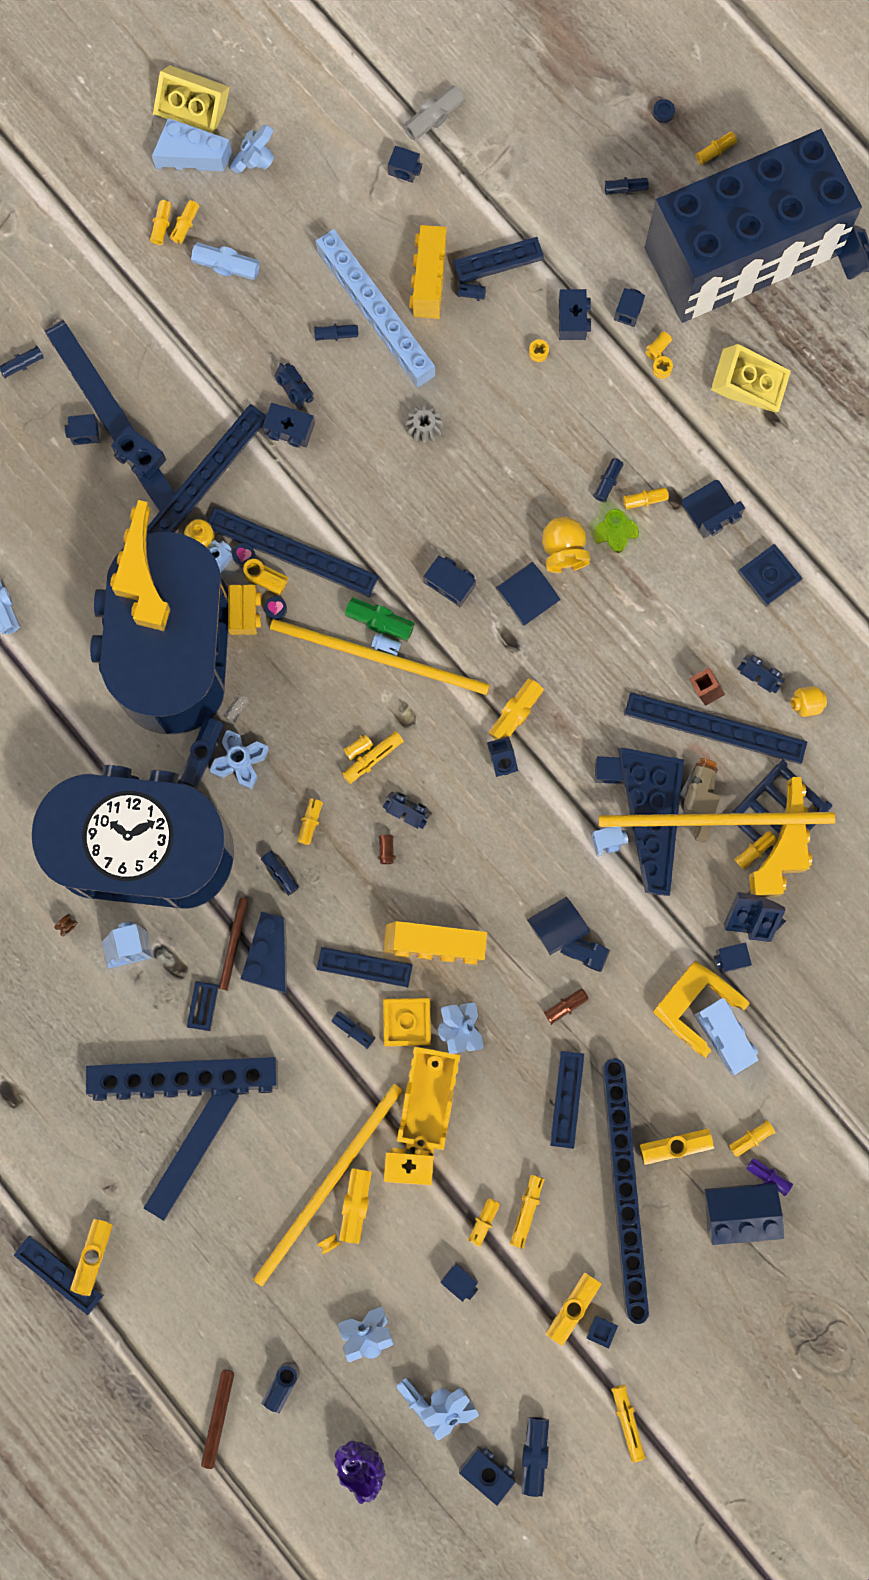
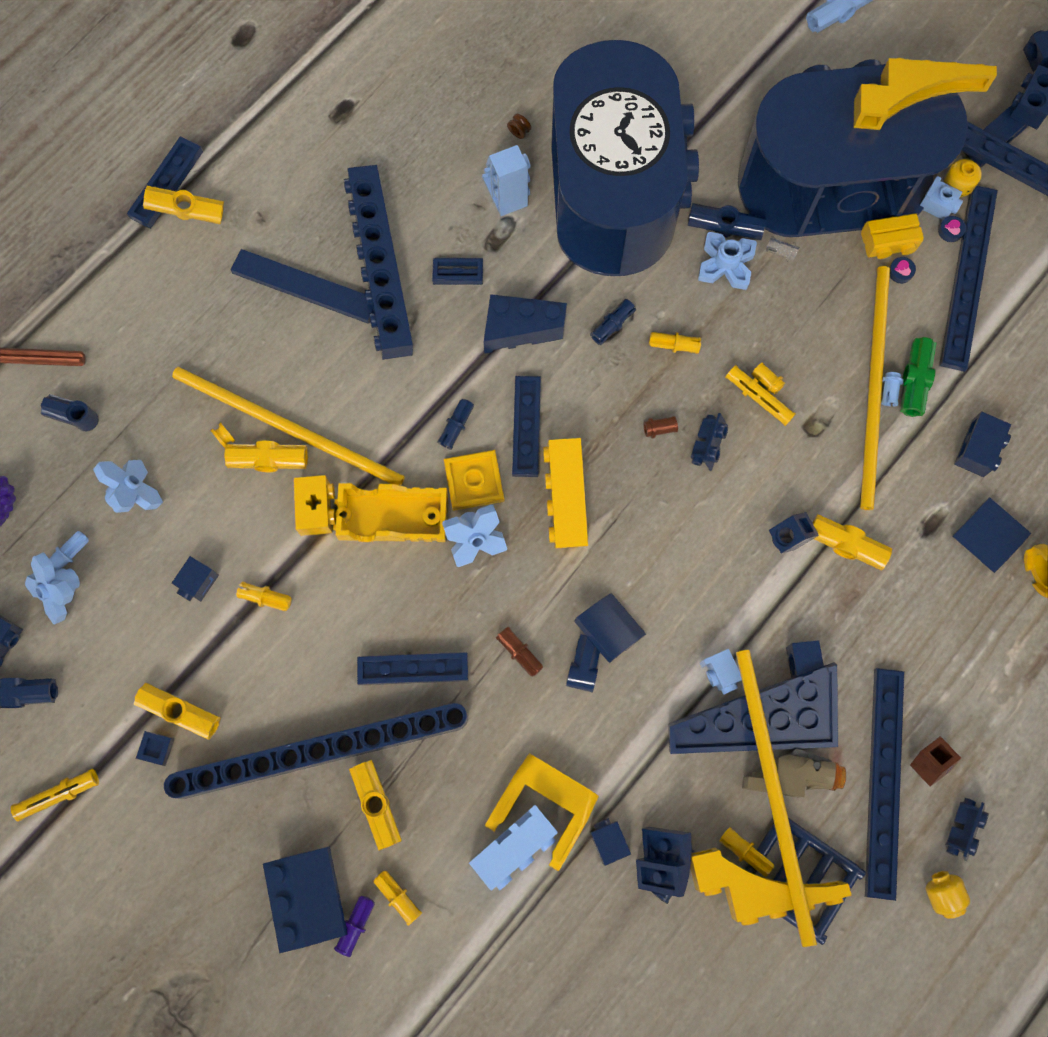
camera: 80 degrees right, 5 degrees down
(233, 944) = (525, 289): copper bar -> none
(266, 578) = (934, 251): yellow piece -> none
(527, 1210) = (293, 644): yellow pin -> none

